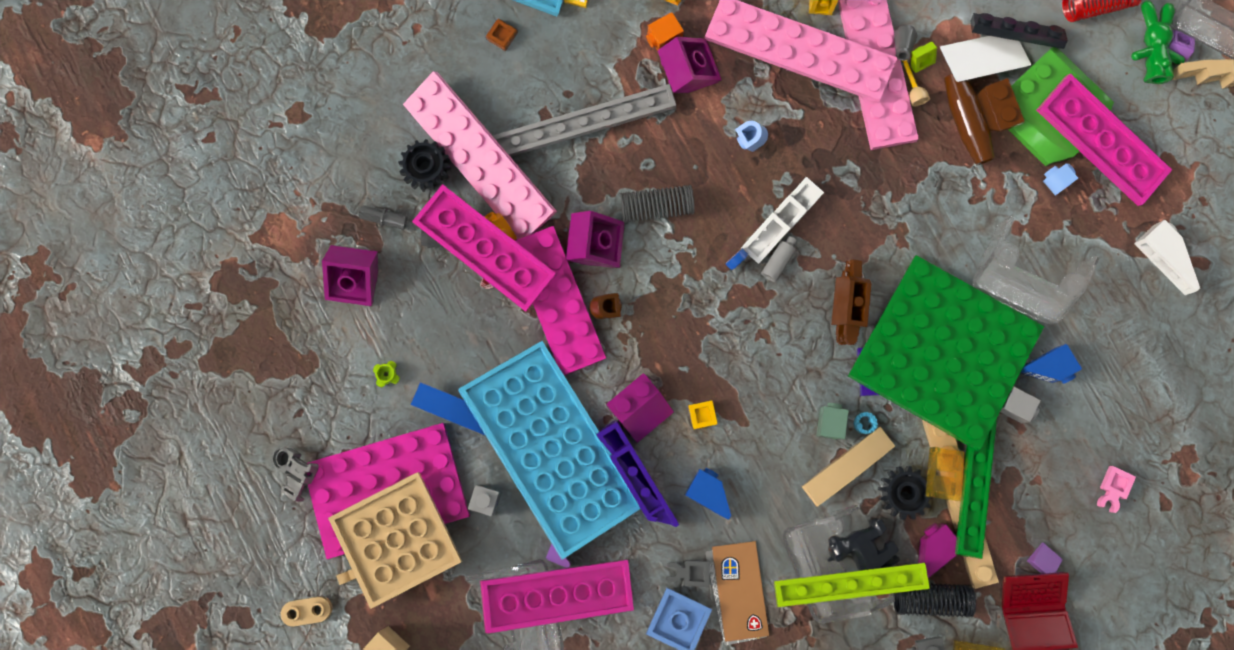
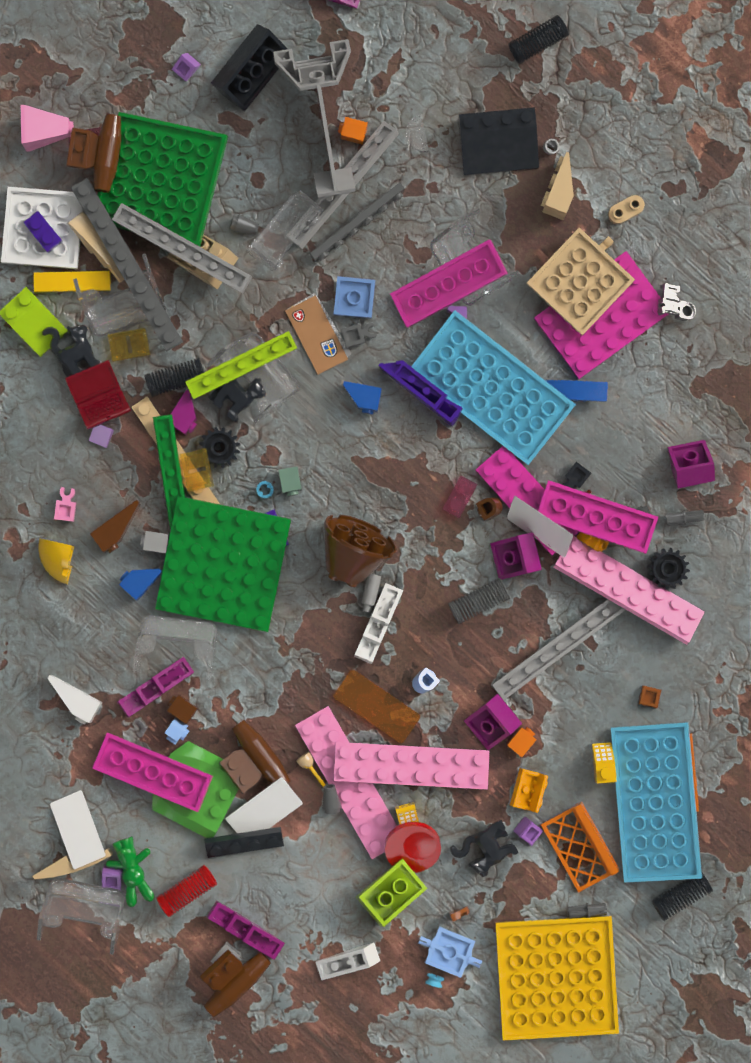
camera: 155 degrees right, 5 degrees up
(392, 377) = (630, 399): lime plate -> none
(484, 500) = (526, 333): light grey brick -> none
(490, 308) = (576, 476): none -> black plate
(554, 261) = (541, 526): none -> white sticker
(635, 333) = (460, 496): none -> clear pink plate
(640, 407) = (437, 440): magenta slope -> none
(702, 415) = (388, 452): yellow plate -> none
(736, 259) = (403, 580): blue tile -> none
(783, 312) = (354, 549): none -> reddish brown cone
(815, 130) = (377, 706): none -> clear orange piece
(848, 466) = (268, 452): tan slope -> none
(851, 303) = (306, 575): reddish brown hinge -> none
(923, 57) = (312, 793): lime plate -> none
(1045, 201) = (182, 708): none -> reddish brown brick
(1063, 437) = (113, 531): none -> reddish brown slope
(1068, 237) = (155, 687): none -> magenta slope
(1146, 427) = (56, 559): none -> yellow brick
(1209, 107) = (77, 829): none -> white sticker

